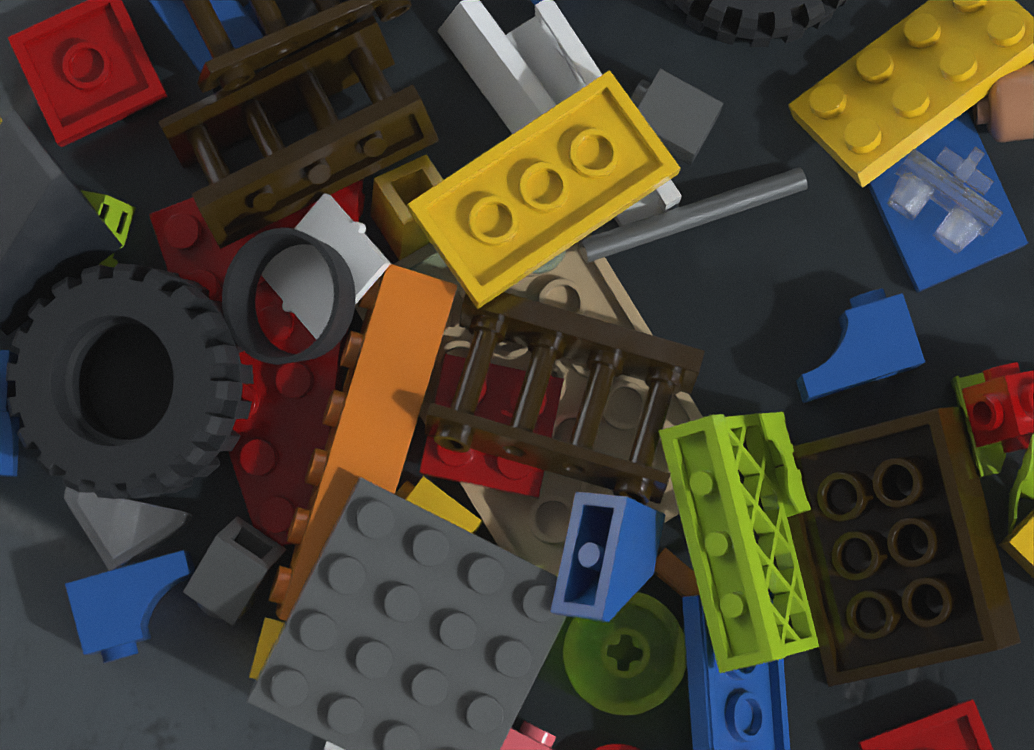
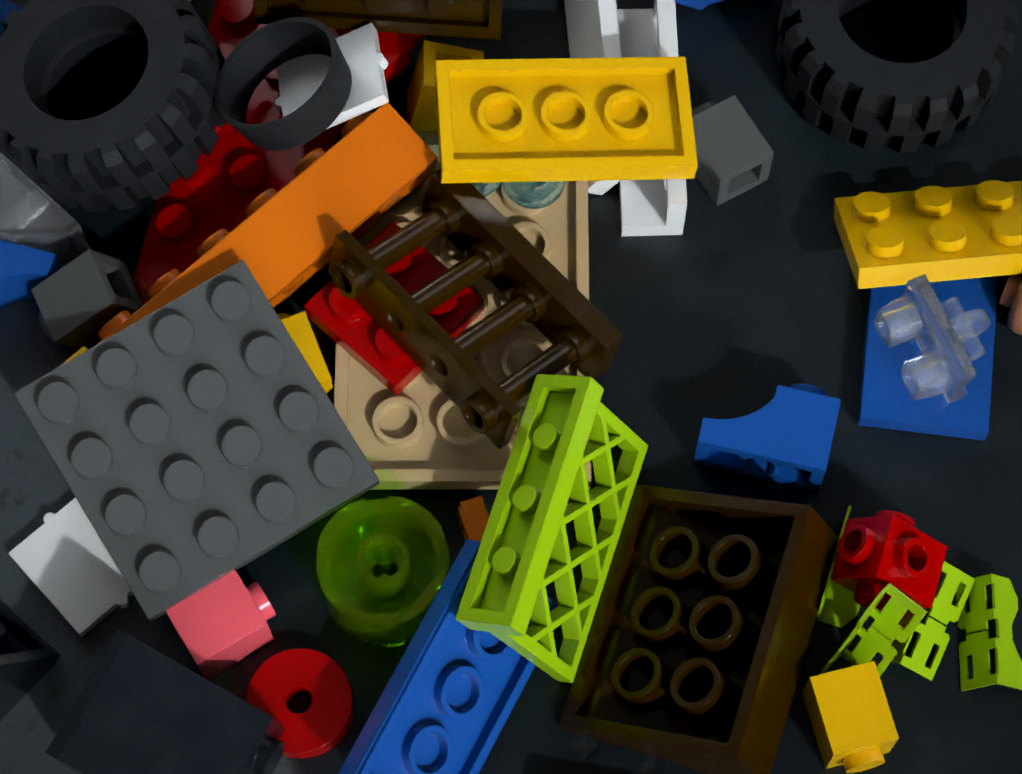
camera: 30 degrees right, 15 degrees down
(605, 555) = (423, 457): blue slope -> none
(692, 215) = (690, 238): dark grey bar -> none
(788, 476) = (638, 512): lime piece -> none

